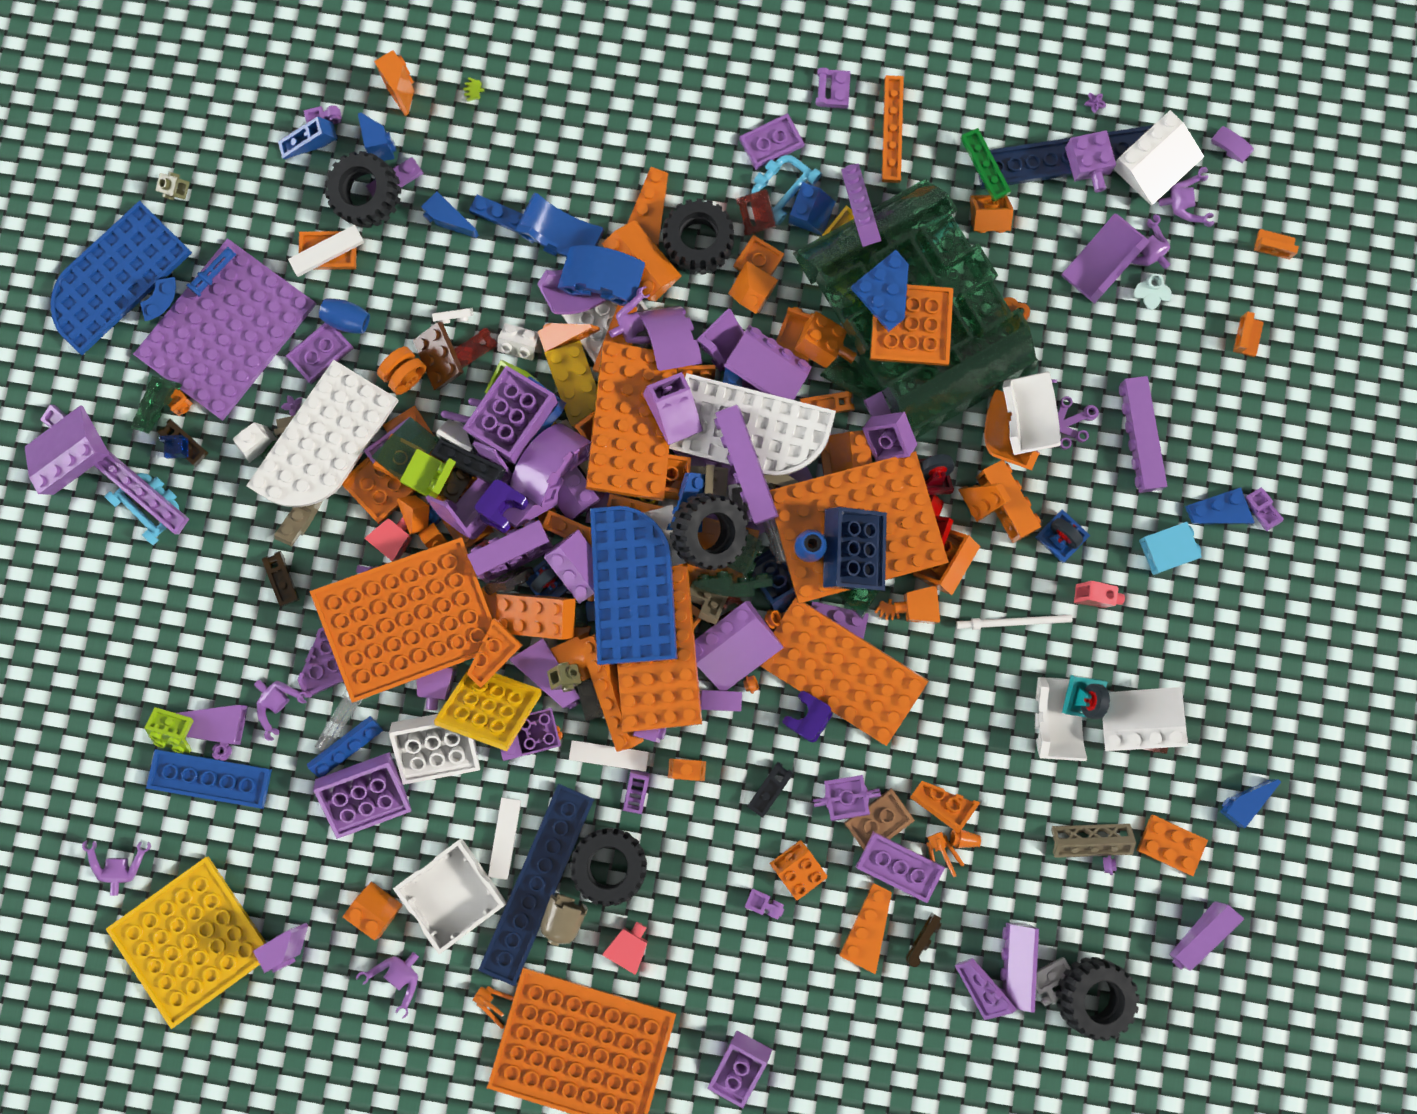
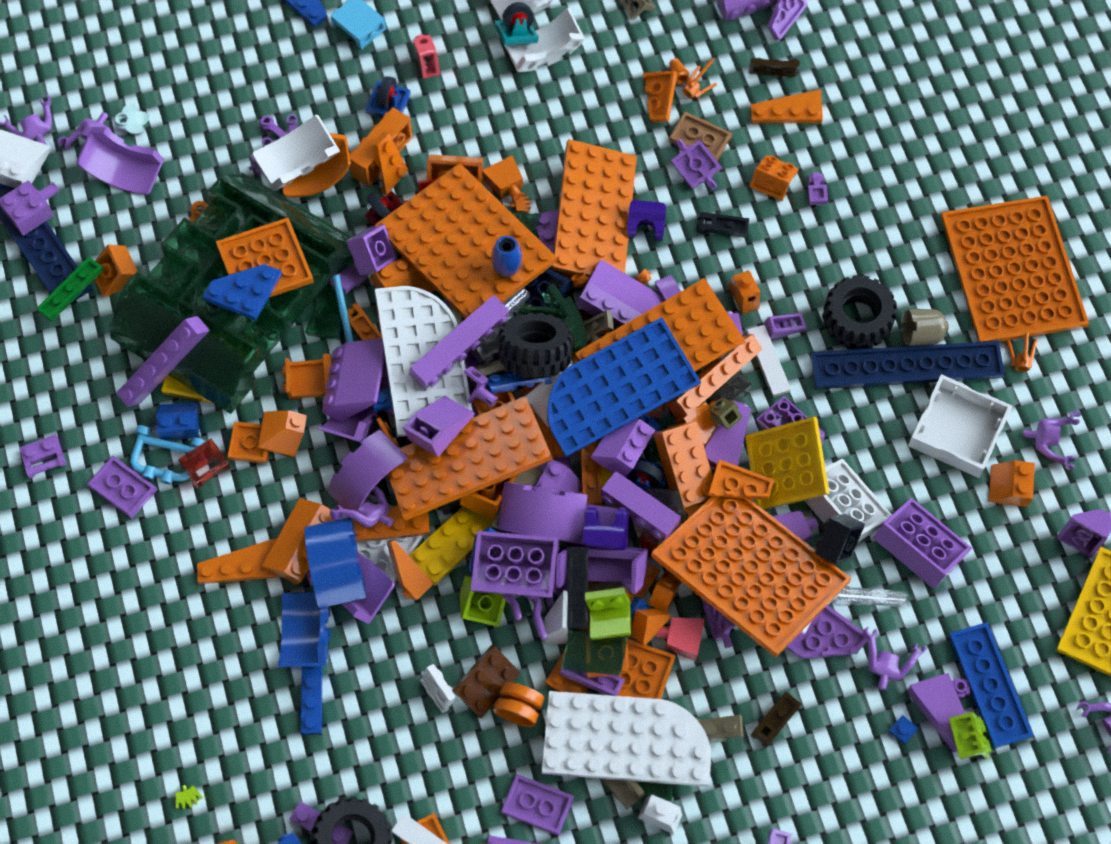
camera: 115 degrees left, 15 degrees down
(215, 682) = (903, 729): none -> blue plate
(292, 405) = (604, 799): medium lavender plant -> none
(344, 315) = (490, 793): blue piece -> none
(344, 747) = (885, 575): blue plate -> none
(391, 711) = (839, 538): none -> black brick
(446, 216) = (337, 751): blue slope -> none
(472, 348) = (460, 659): clear red plate -> none
(504, 838) = (886, 410): white tile -> none
(518, 341) = (433, 618): white bracket -> none
(628, 948) = (914, 271): coral torso -> none
(695, 464) = (480, 391): none -> medium lavender bracket
(698, 213) = (241, 480): black tyre -> none
(740, 1069) = (951, 149): medium lavender slope -> none
(823, 341) = (306, 347): orange brick -> none
(845, 390) = (342, 308): none -> medium azure bar
(854, 549) = (479, 229): dark blue slope -> none
(892, 129) = (64, 386): orange plate -> none
(900, 867) = (728, 104): medium lavender plate -> none
(977, 624) = (495, 132): white bar -> none
(1143, 434) = (268, 77): medium lavender brick -> none
(1248, 335) = (139, 37): orange panel -> none
(1275, 244) = (45, 47): orange panel -> none

